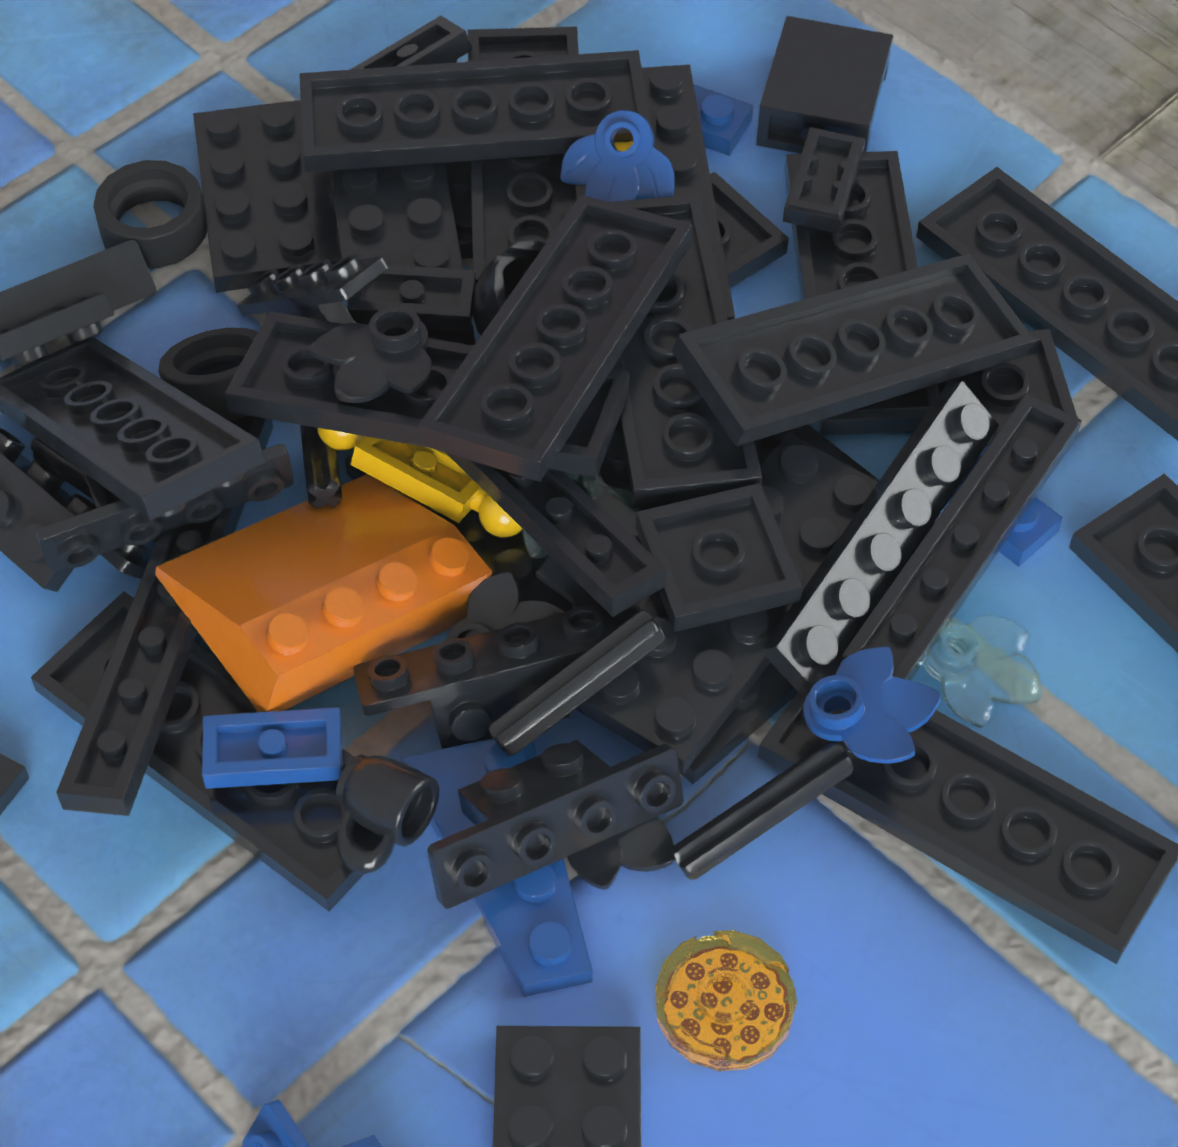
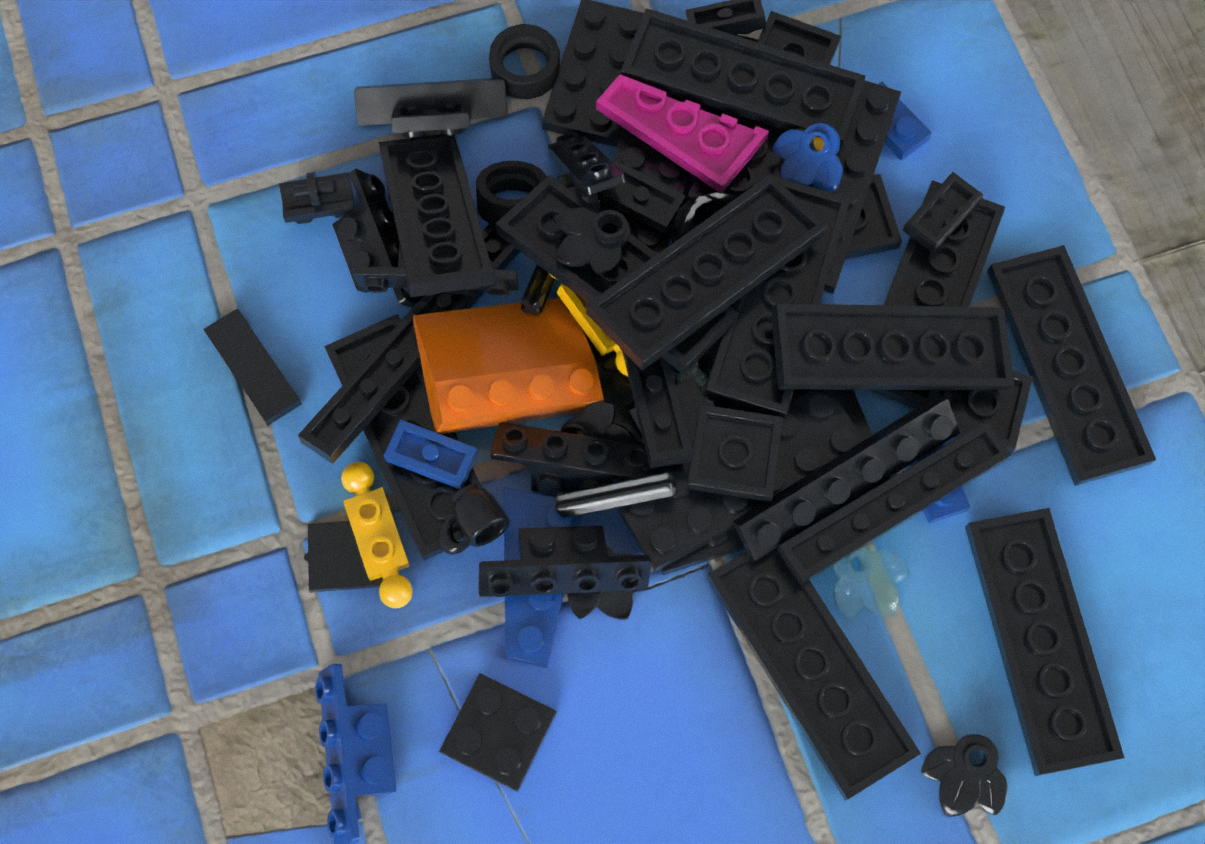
camera: 25 degrees right, 15 degrees up
(201, 958) = (335, 559): none -> black piece
(239, 903) = (376, 534): none -> yellow plate
(456, 206) = (694, 139): none -> dark pink wing
(725, 1000) = (613, 715): clear yellow tile -> none
(762, 809) = (688, 615): black axle -> none
(822, 80) = (983, 138): black panel -> none
(877, 707) = (783, 590): blue plate -> none

